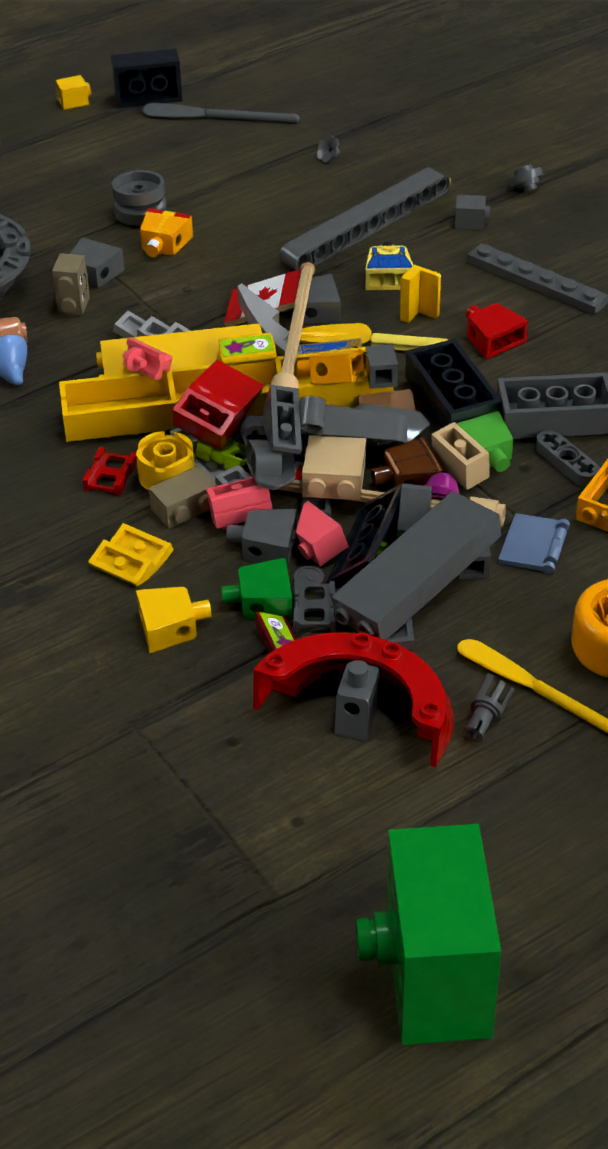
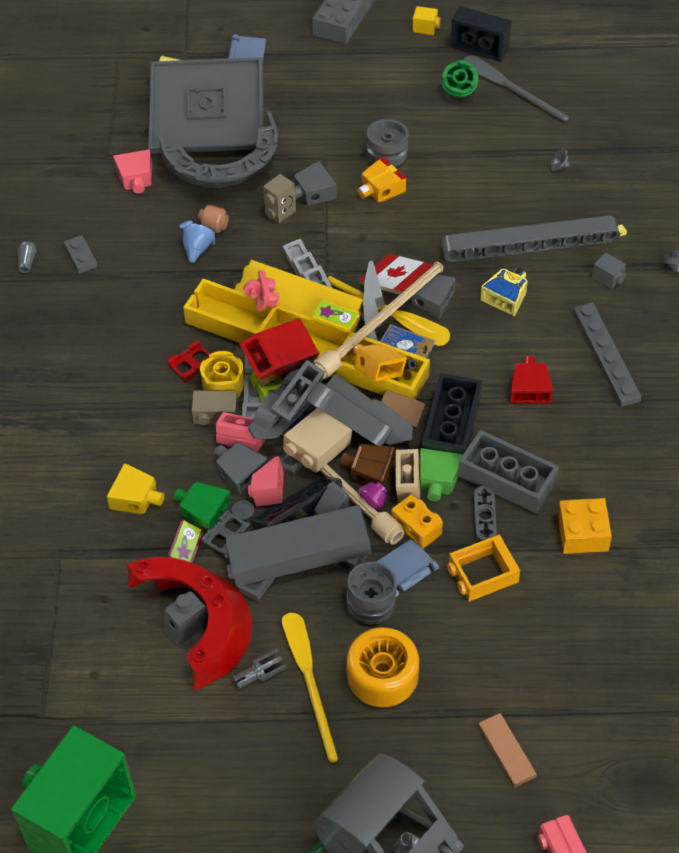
camera: 35 degrees right, 10 degrees up
(131, 555) = (152, 433): yellow slope -> none
(163, 119) = (460, 78): none -> green cone
(381, 366) = (404, 379): dark grey brick -> none
(403, 342) = (466, 362): light yellow axle -> none
(419, 293) = (497, 326): yellow panel -> none
(511, 488) = (417, 521): none -> light orange brick
(536, 571) = (371, 593): none -> dark grey wheel

